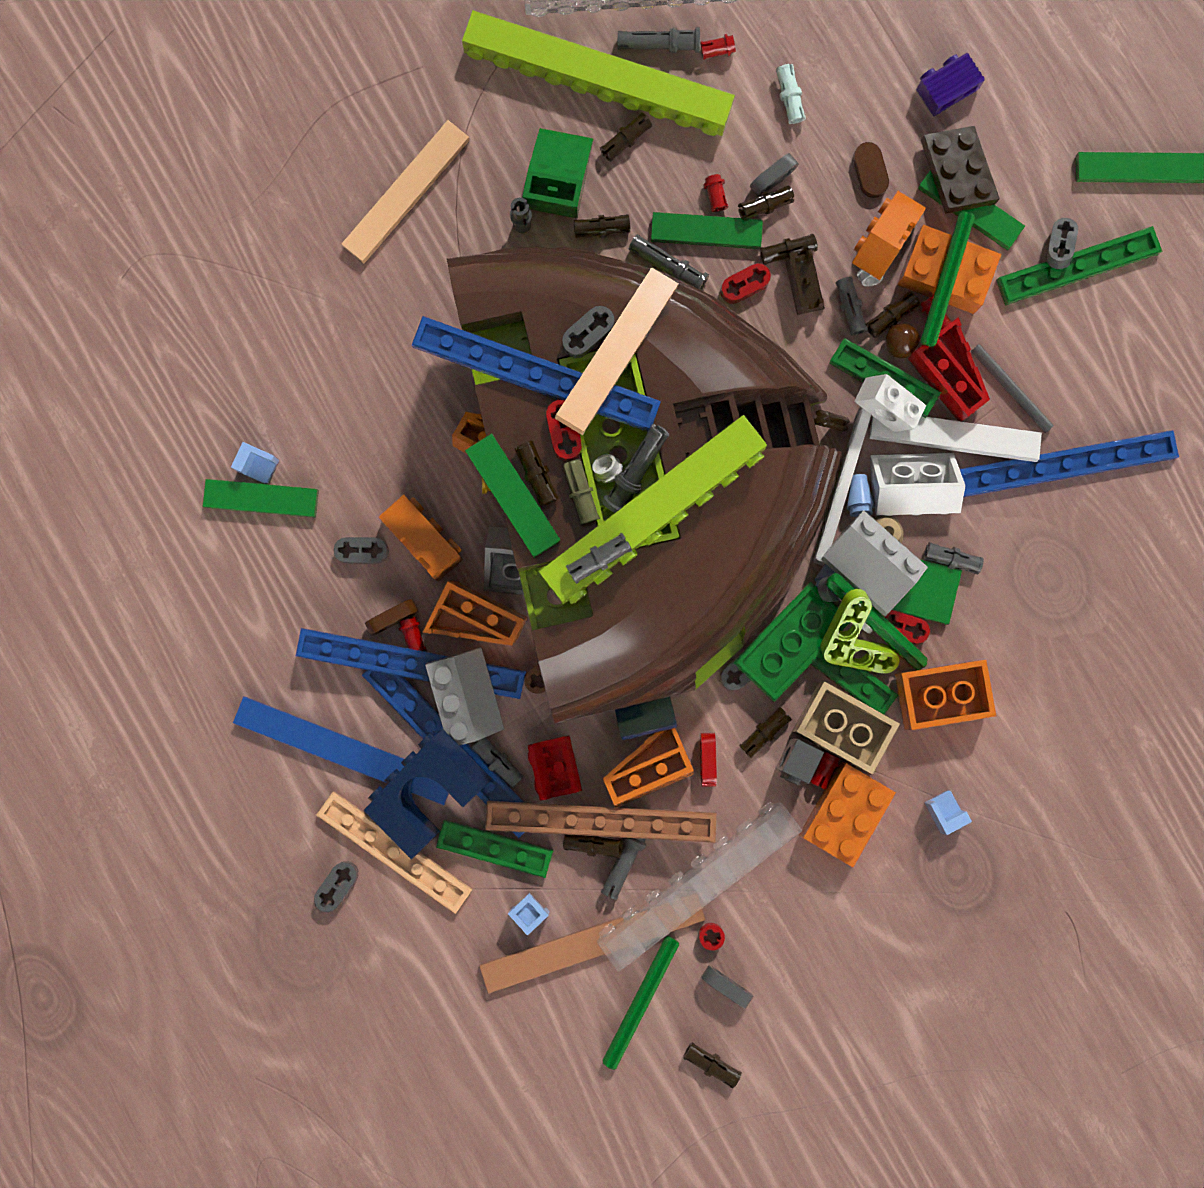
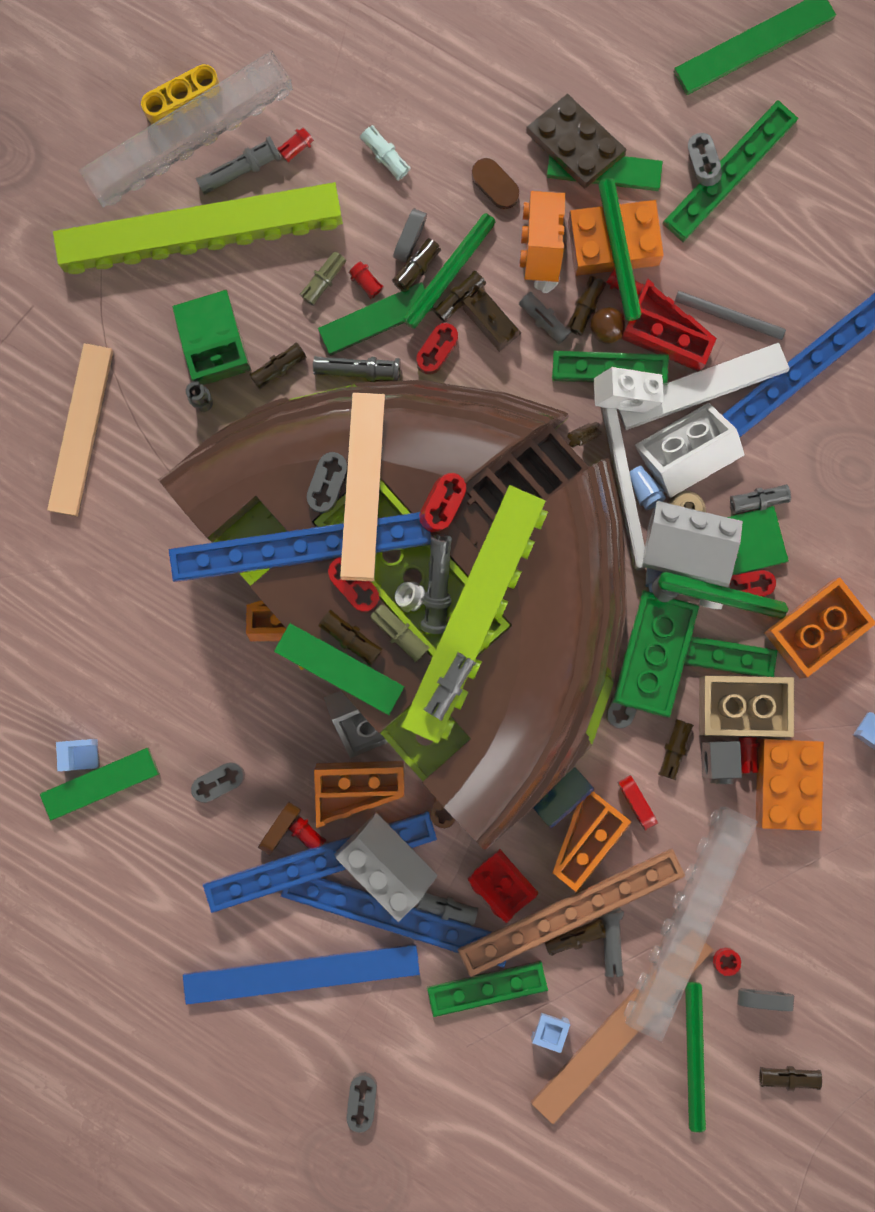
camera: 20 degrees left, 0 degrees up
(368, 835) = (397, 1042): light nougat tile -> none
(422, 537) = (267, 740): orange wedge -> none
(437, 760) = (396, 938): dark blue arch -> none
(626, 137) = (255, 272): dark brown pin -> none
(680, 172) = (323, 278): none -> olive axle
(681, 406) = (448, 505): none -> red beam
(791, 222) = (449, 271): none -> green axle
(848, 640) = (707, 626): lime beam -> none
(950, 83) = (525, 66): dark purple brick -> none

